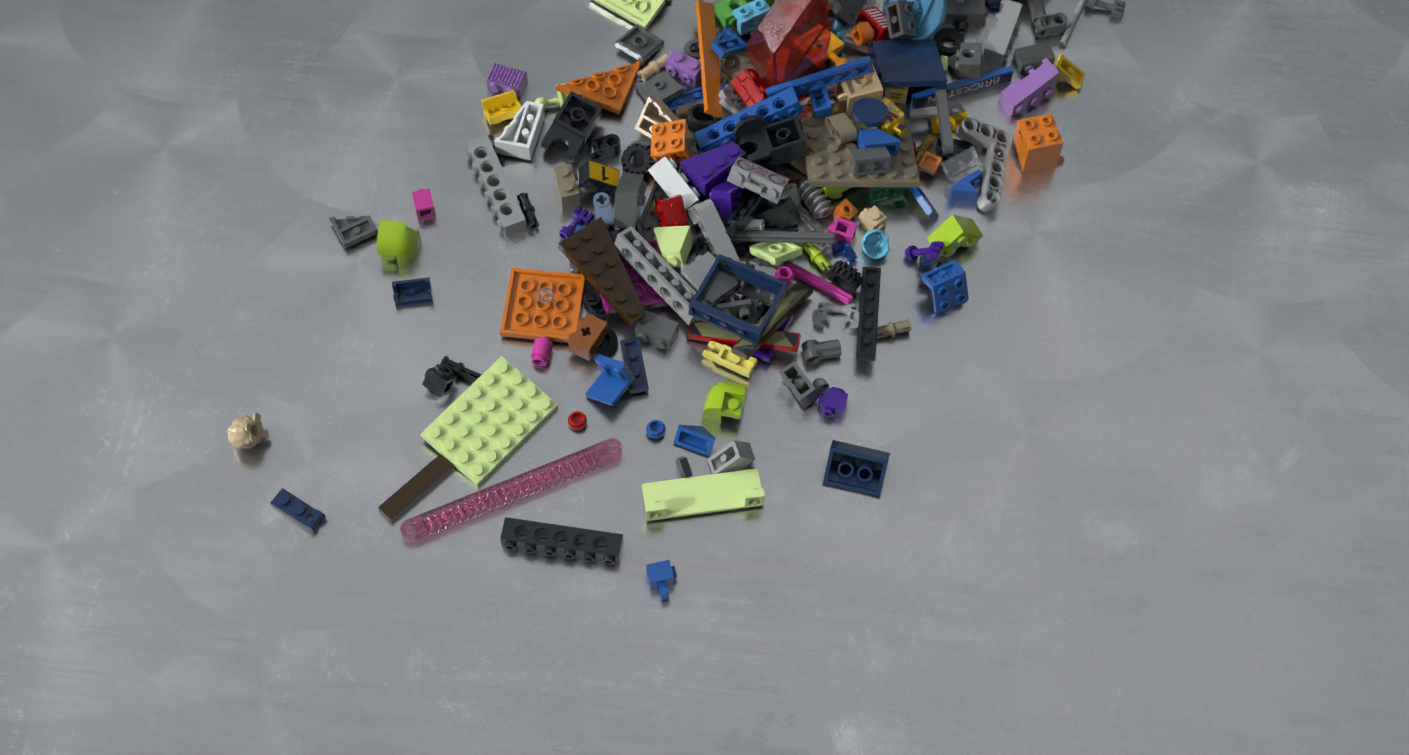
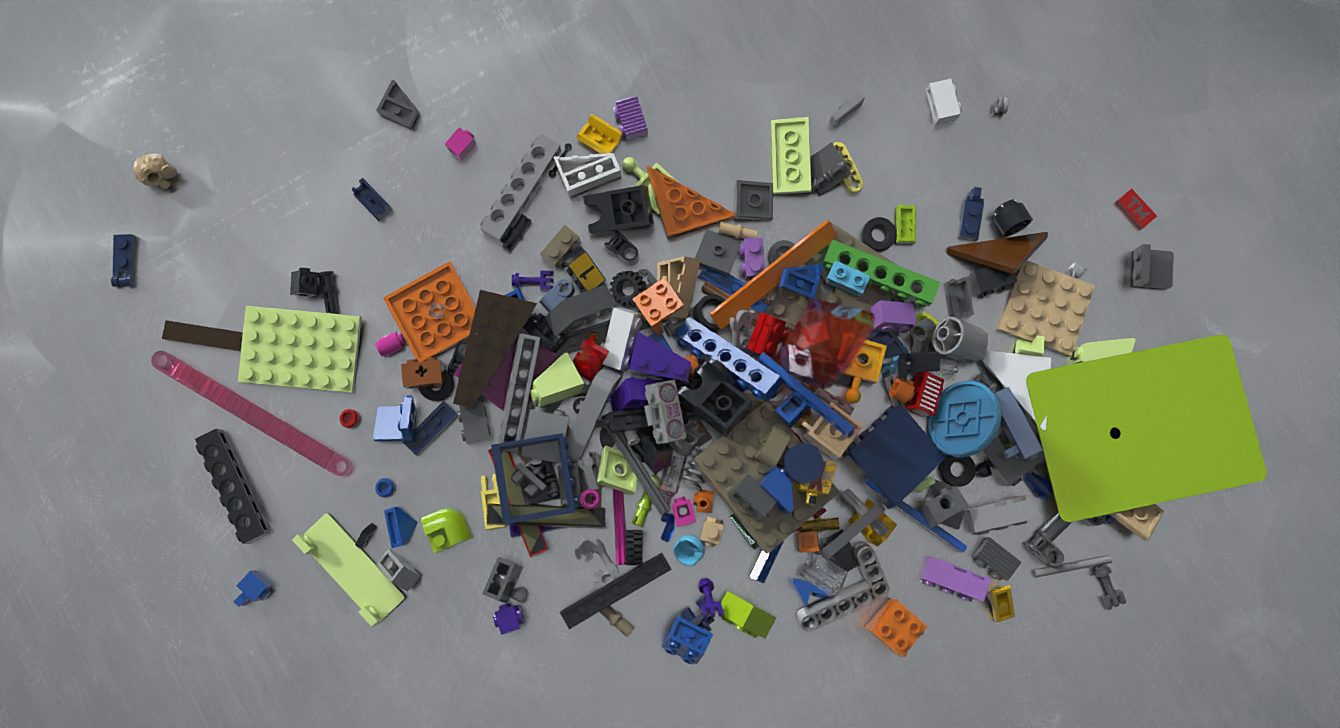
camera: 55 degrees right, 20 degrees up
(398, 242) = (403, 153): lime brick -> none
(816, 351) = (549, 571): dark grey piece -> none
(856, 468) = (461, 679): dark blue slope -> none
(900, 20) = (937, 417): dark grey brick -> none

